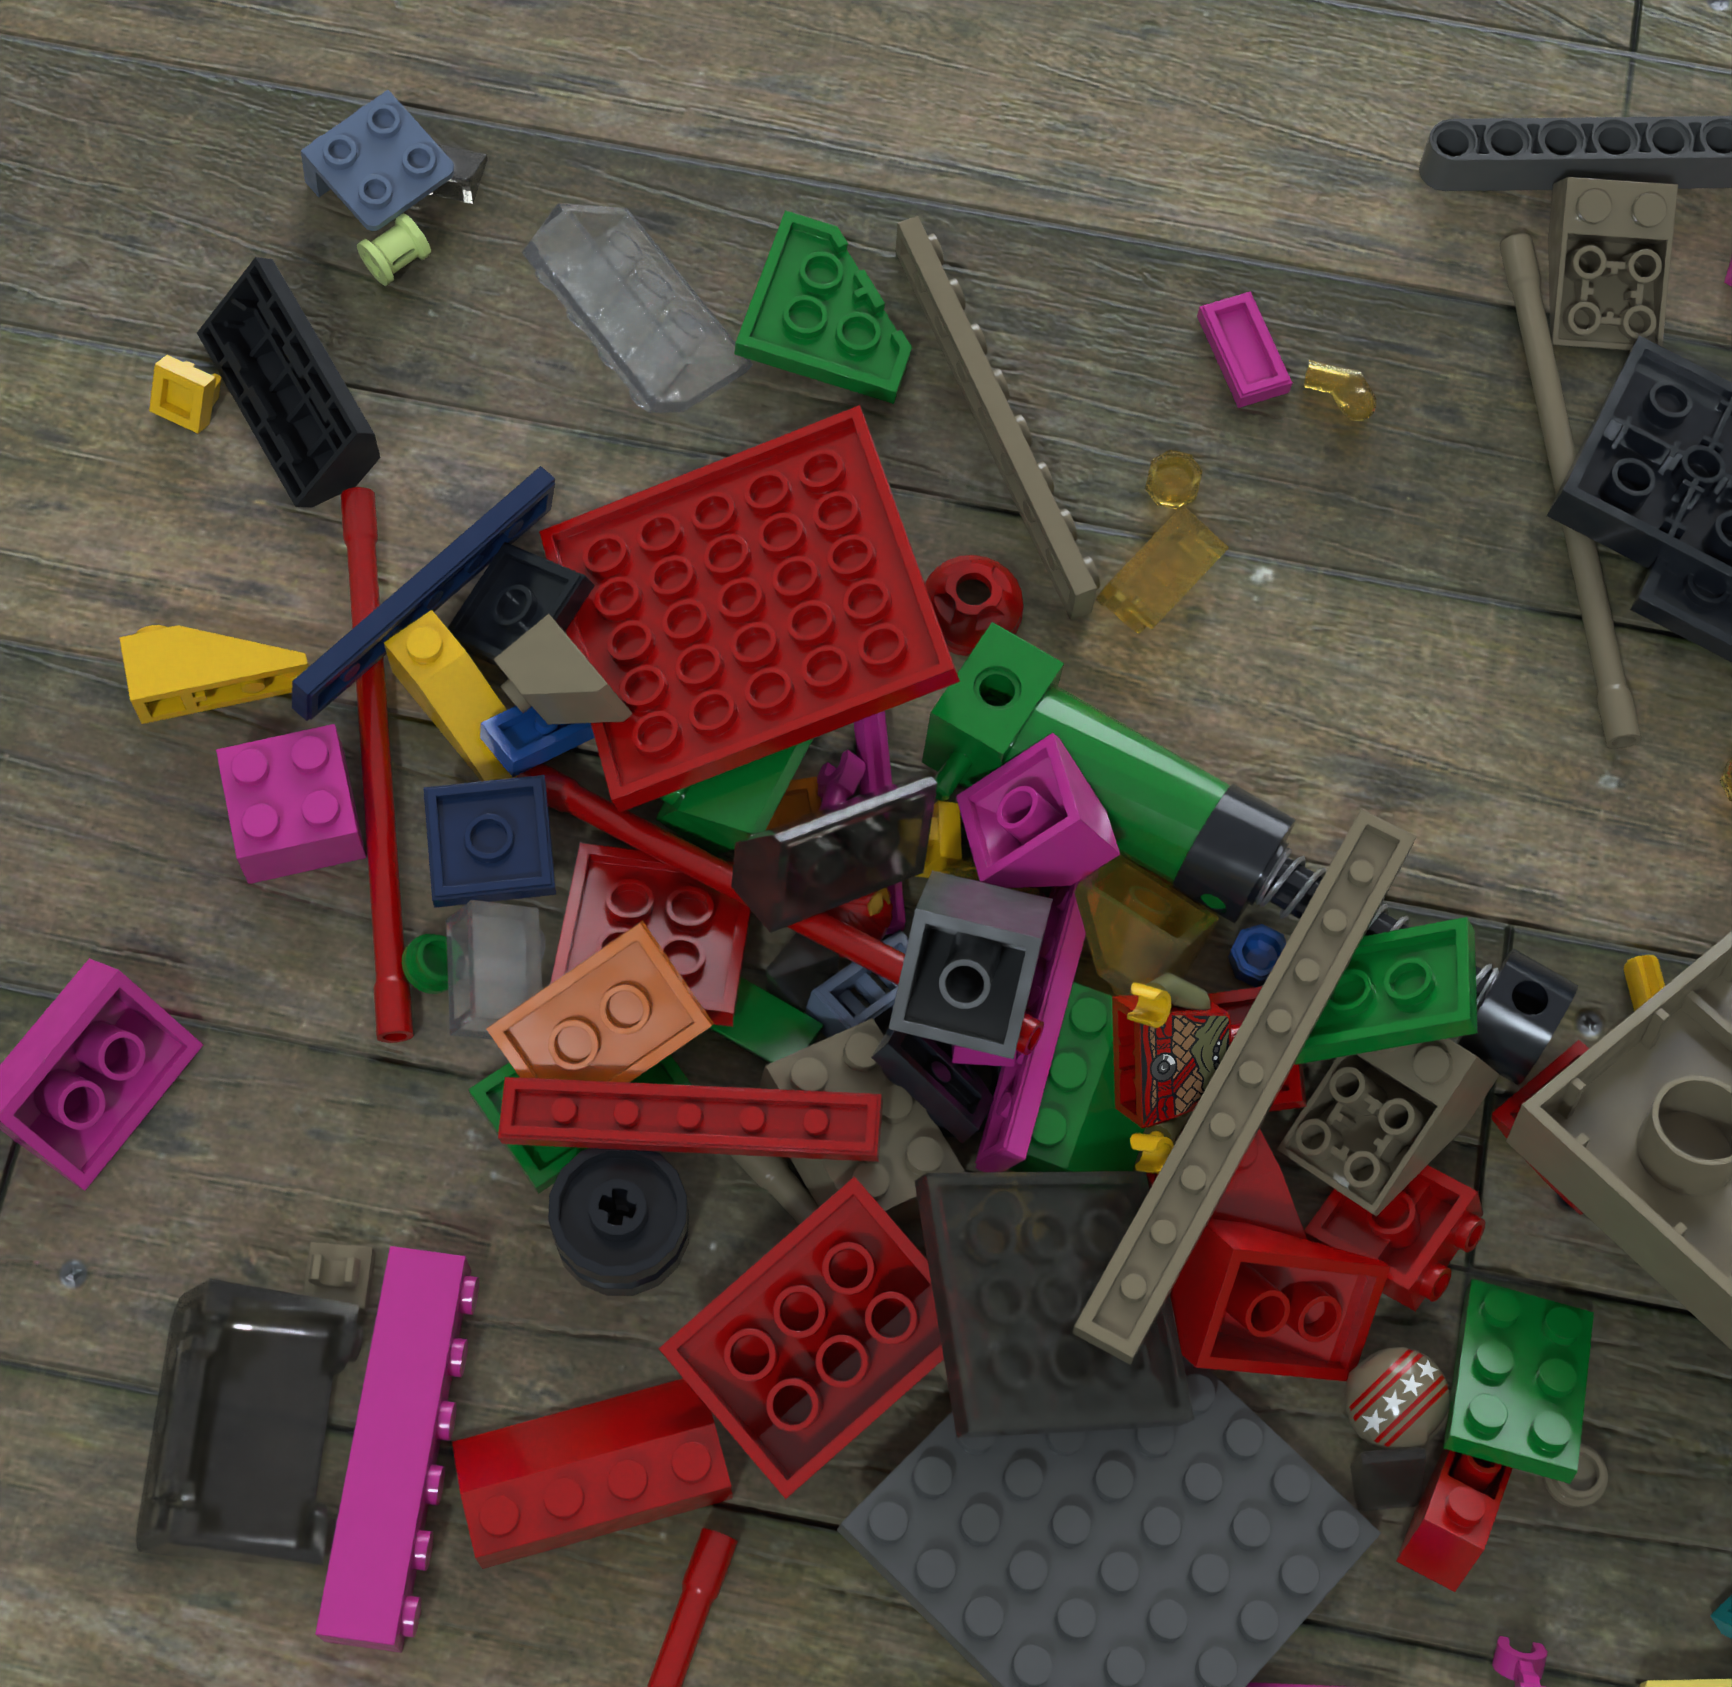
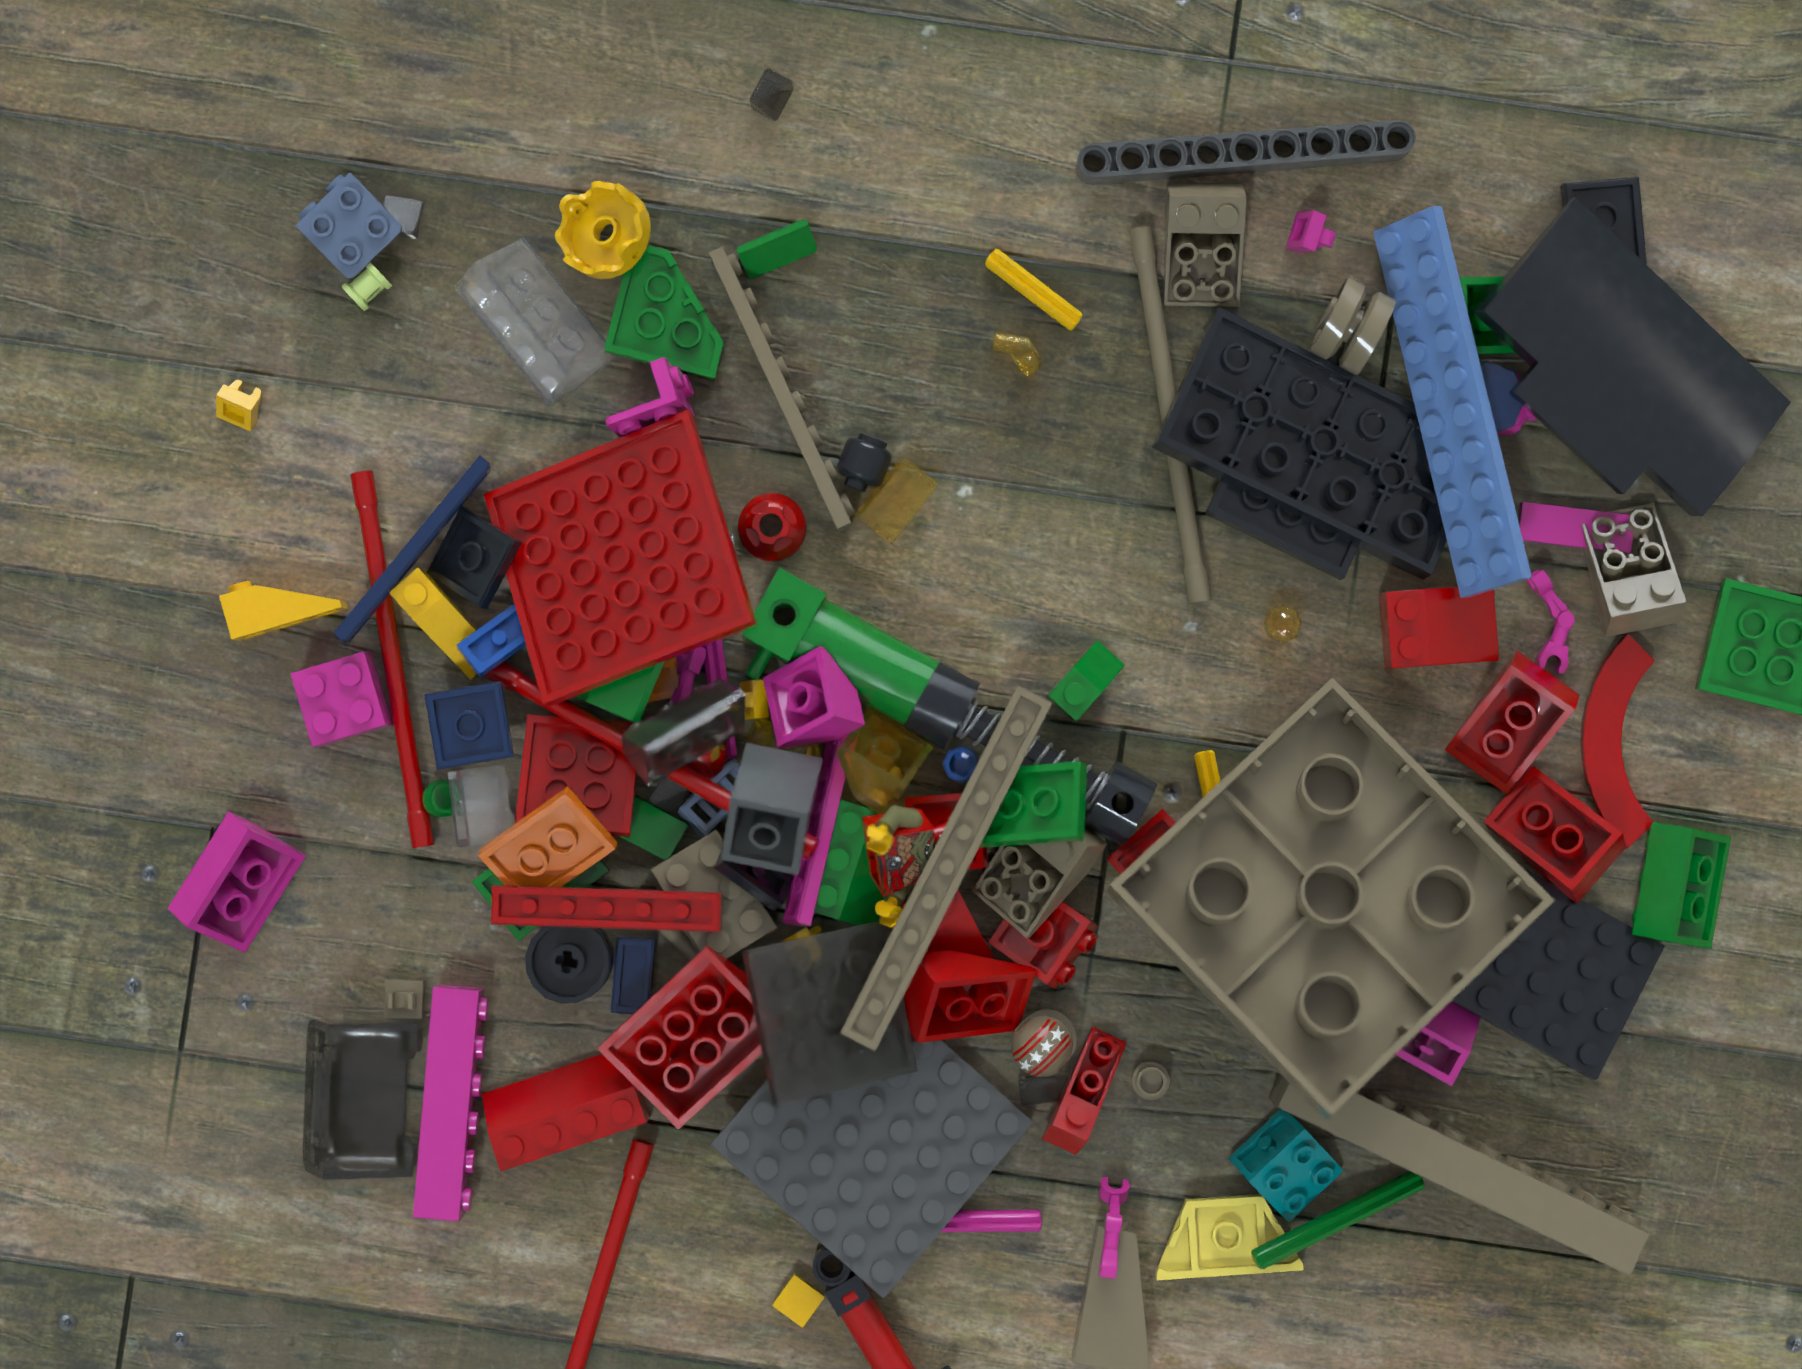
camera: 10 degrees right, 20 degrees up
(288, 388) = (306, 400): black piece -> none
(557, 679) = (503, 617): dark tan slope -> none
(717, 1249) = (632, 973): none -> dark blue tile
(721, 179) = (586, 217): none -> yellow plate
(807, 404) = (674, 395): none -> dark pink bracket
(992, 46) = (771, 94): none -> clear smoke slope
(994, 235) = (777, 249): none -> green slope
(1116, 515) = (864, 462): none -> black head
(1173, 479) = (903, 428): clear yellow tile -> none
(1244, 349) = (951, 323): dark pink tile -> none
(1364, 311) = (1033, 289): none -> yellow axle
(1450, 846) = (1085, 681): none -> green slope
(1520, 1381) = (1116, 1030): green plate -> none

